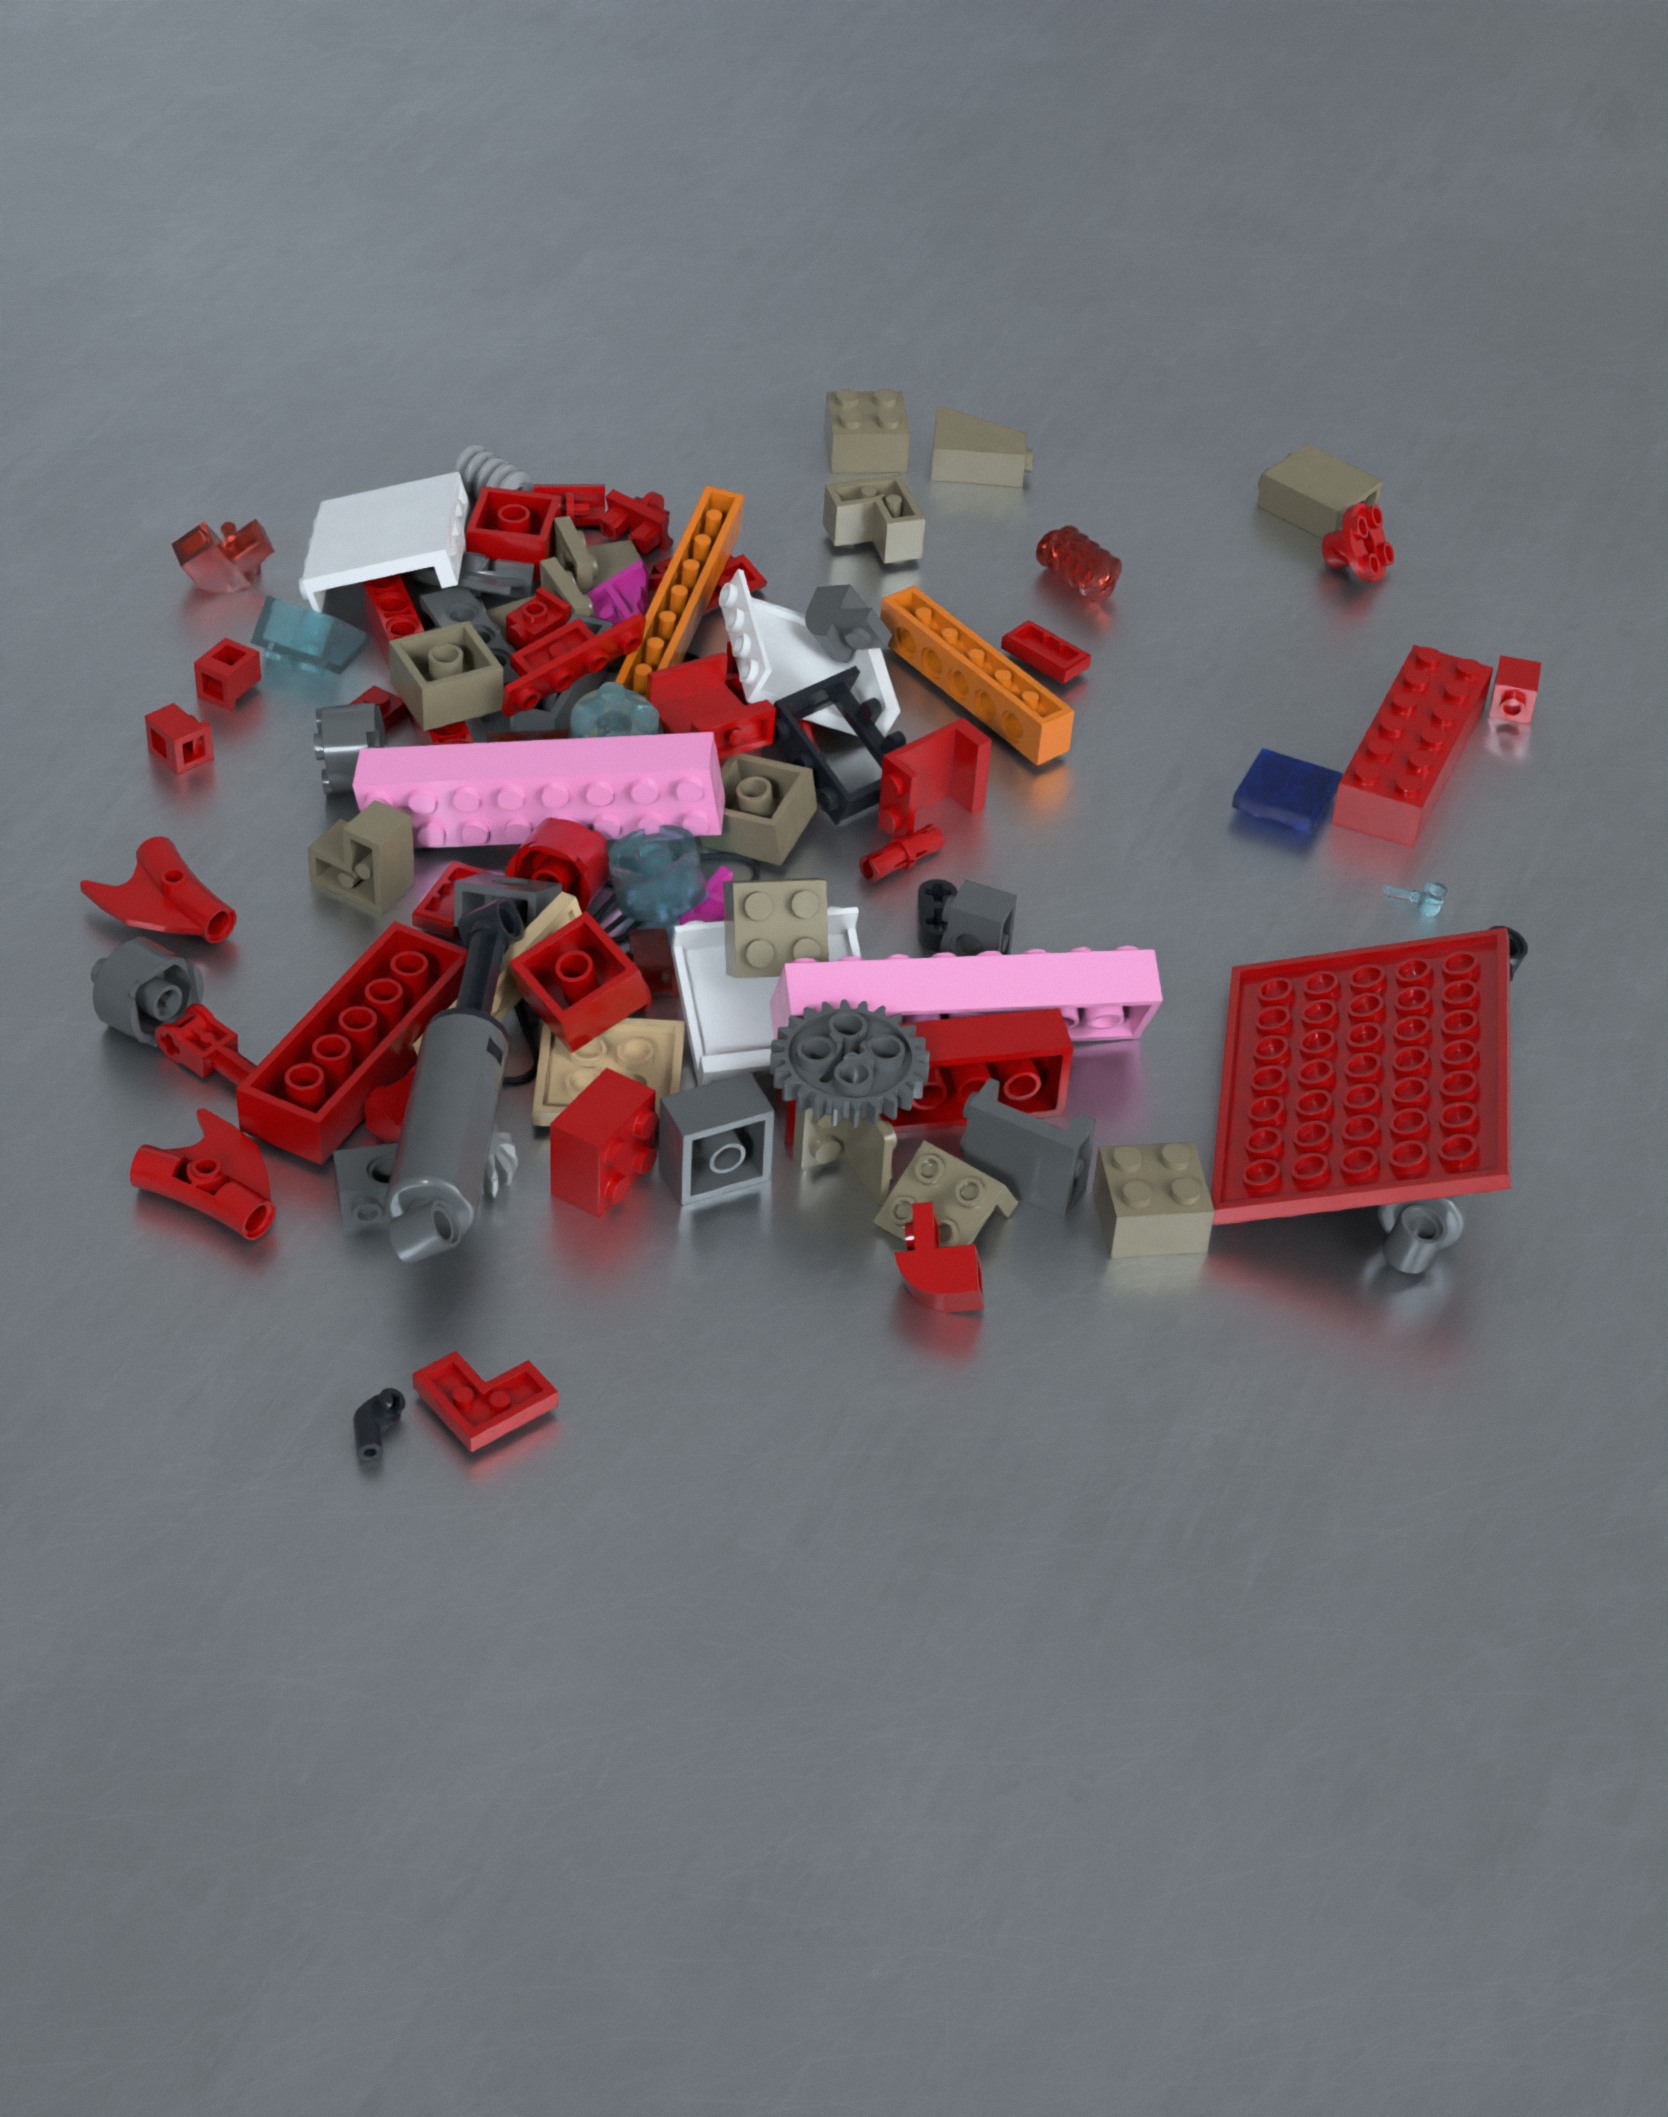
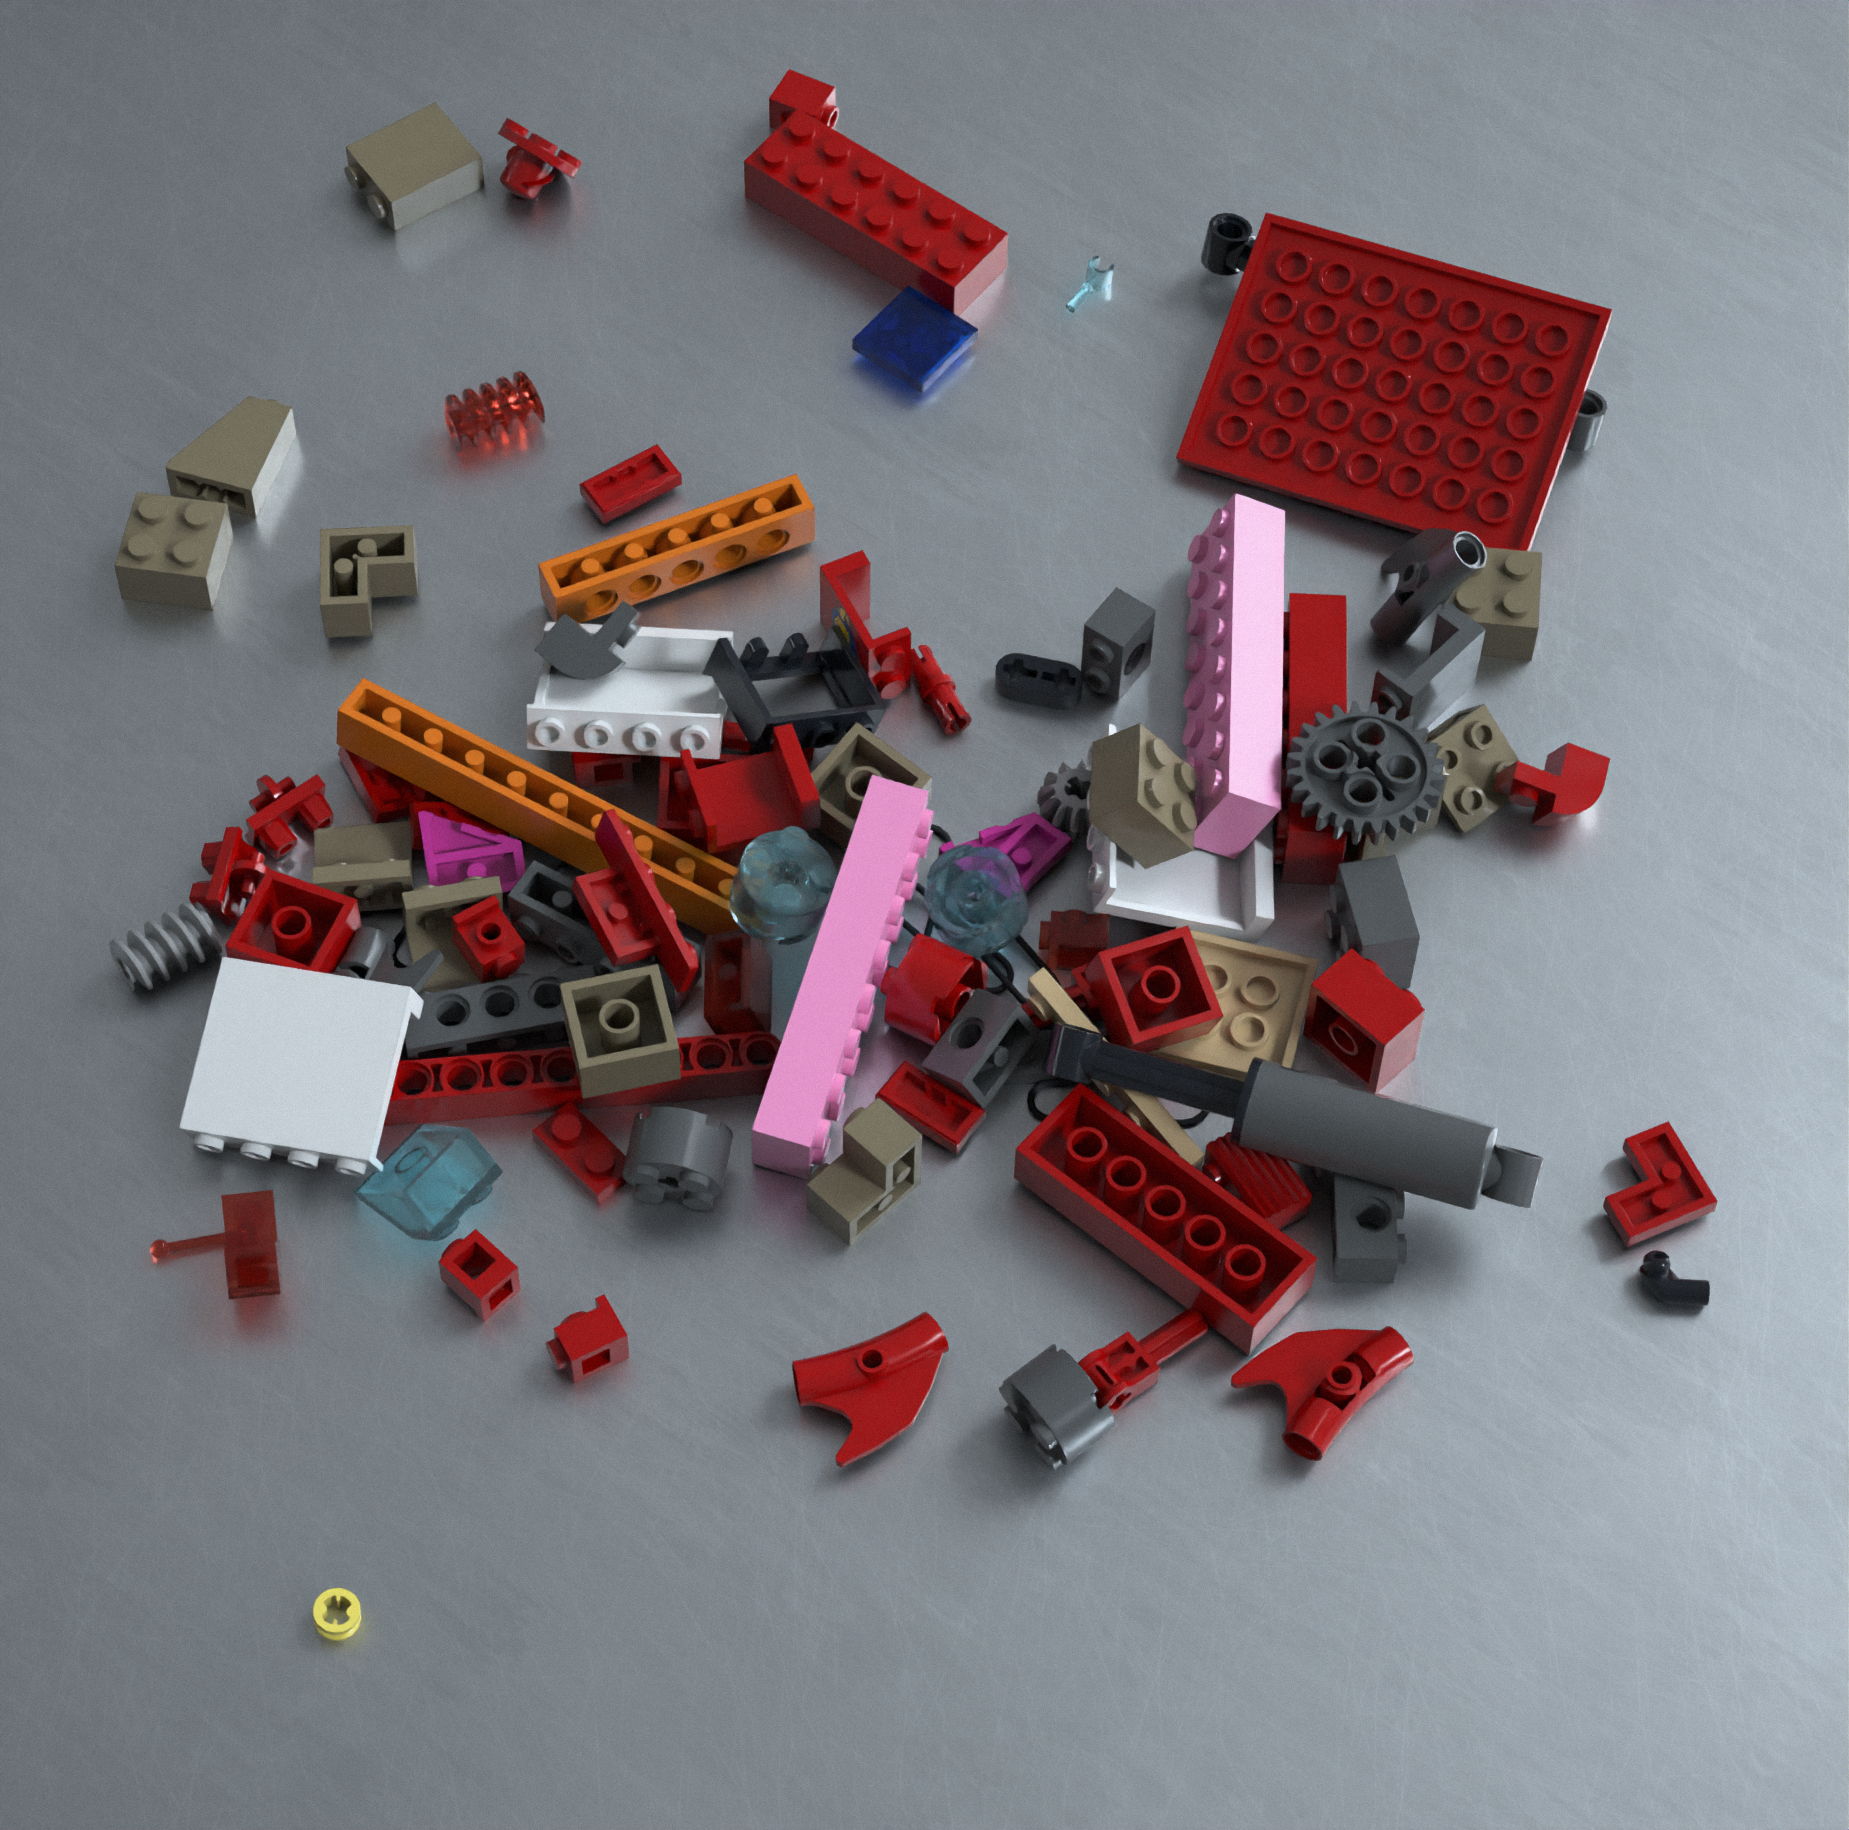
camera: 75 degrees left, 15 degrees up
(1131, 1122) = (1428, 572): none -> dark grey pin

